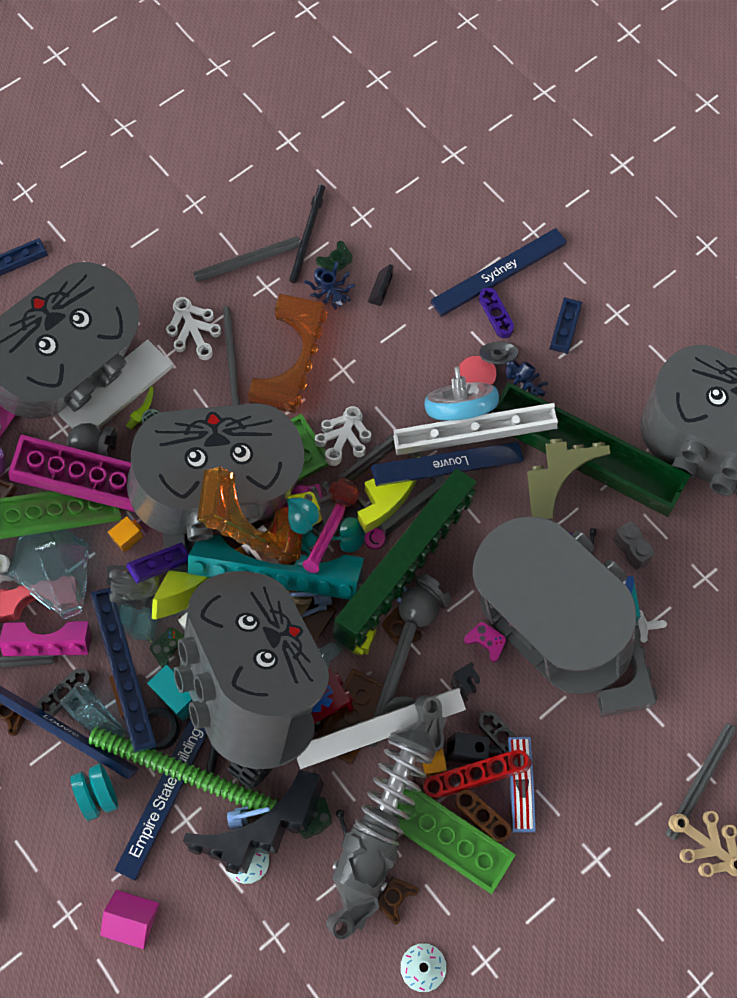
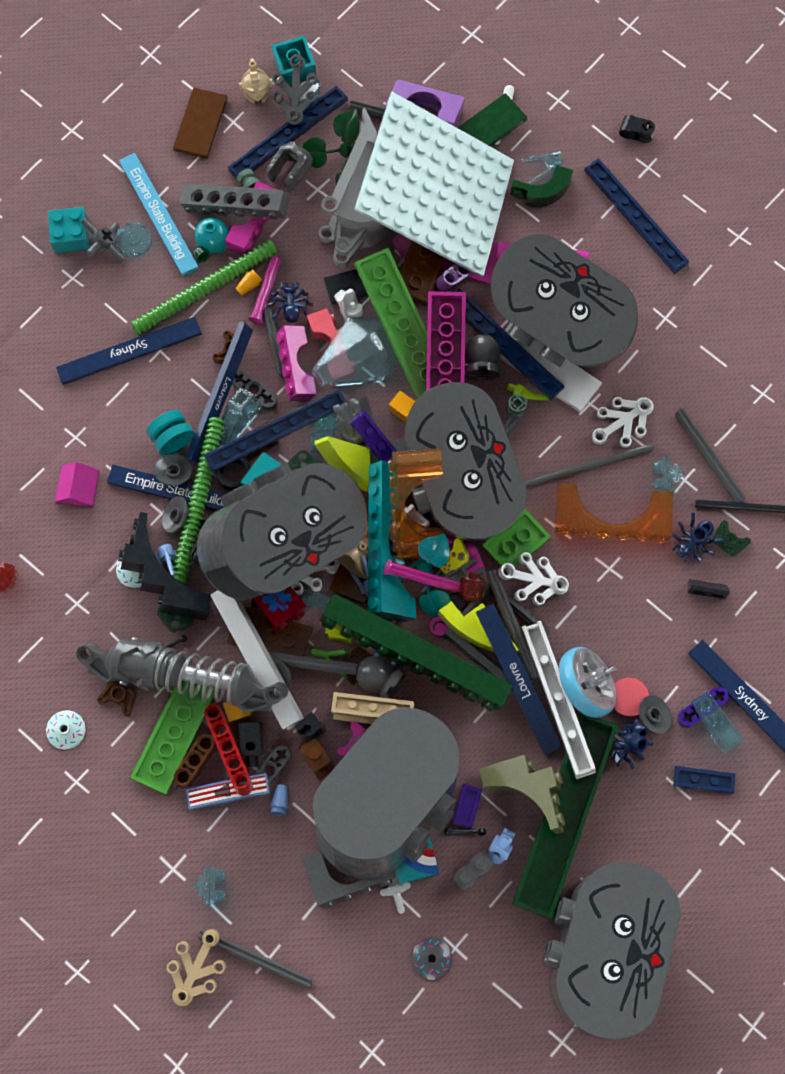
camera: 80 degrees right, 5 degrees up
(98, 410) = (513, 350): none -> dark blue tile
(132, 793) = (173, 464): none -> dark grey dish
(193, 802) = (174, 514): none -> dark grey dish
(250, 299) = (664, 466): none -> clear light blue hips
(365, 466) = (512, 624): none -> dark grey axle
(386, 656) = (327, 655): none -> bright green plant
(458, 614) = (363, 708): none -> tan fence
(496, 683) = (317, 758): none -> reddish brown torso
(517, 300) = (716, 722): none -> clear light blue slope
(538, 729) = (280, 801): none -> medium blue cone
(612, 512) = (501, 846): none -> light blue hips
(621, 820) = (206, 885): none -> clear light blue hips
(707, 608) = (420, 958): none -> dark grey dish

